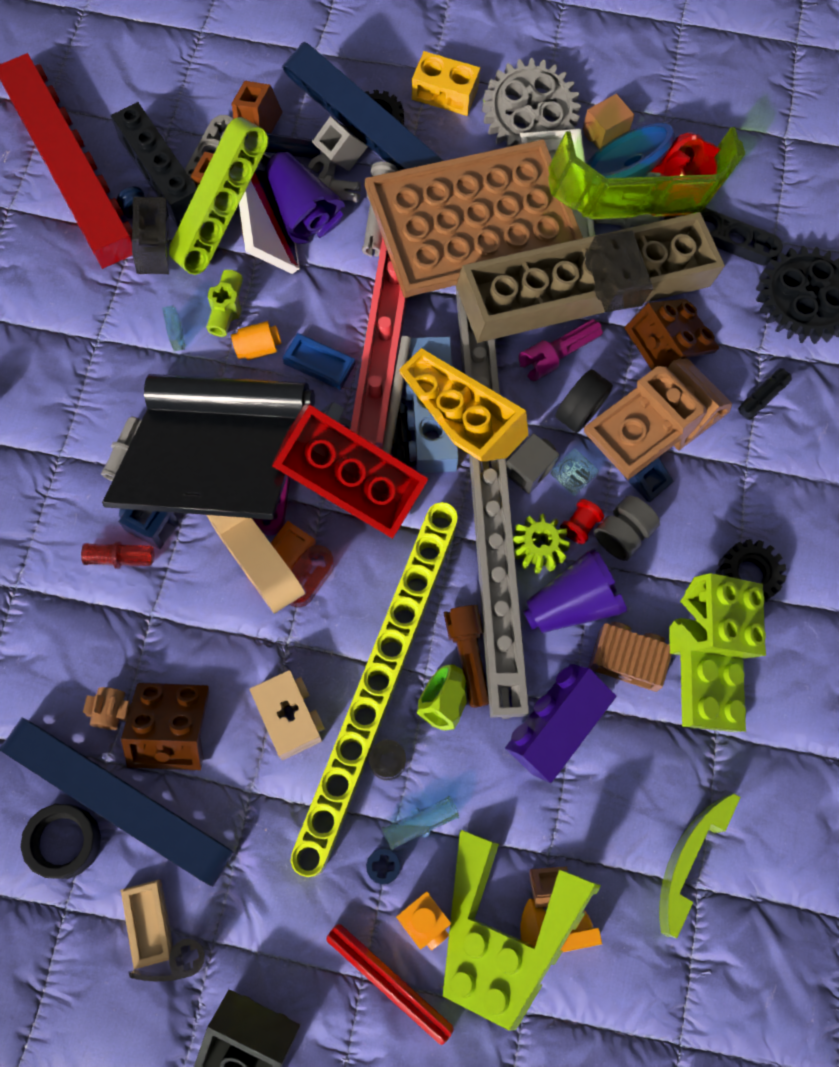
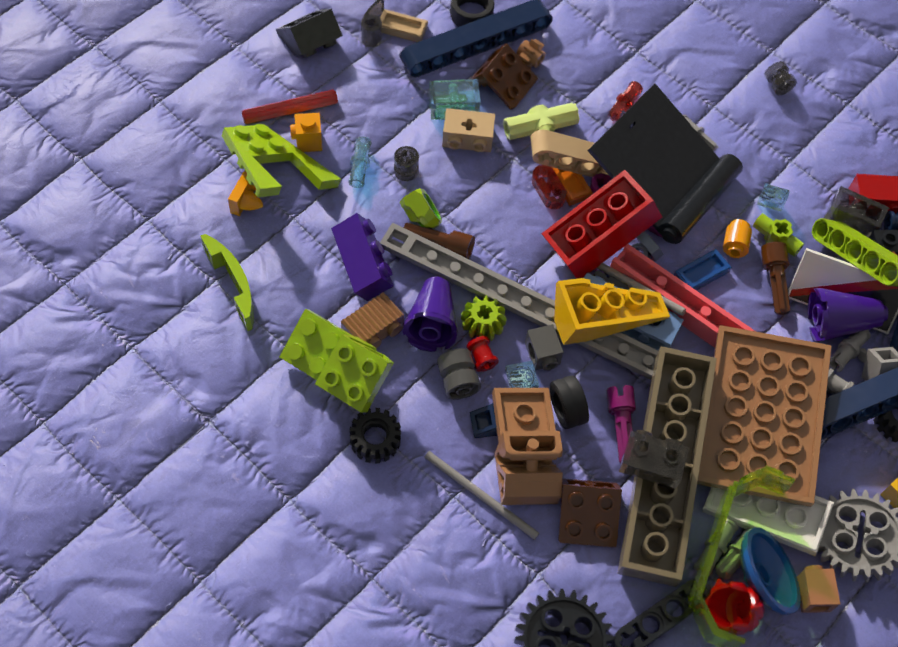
camera: 120 degrees right, 10 degrees down
(214, 635) = (541, 119): none -> yellowish green piece
(246, 763) = (453, 95): none -> clear light blue brick
(264, 291) = (775, 261): none -> reddish brown piece
(366, 697) = (410, 132): neon yellow beam -> none
(375, 857) = (349, 128): dark blue bush -> none
(542, 884) = (277, 204): medium nougat tile -> none
(727, 437) = (482, 495): none -> light grey axle
(765, 393) = (501, 546): black axle -> none

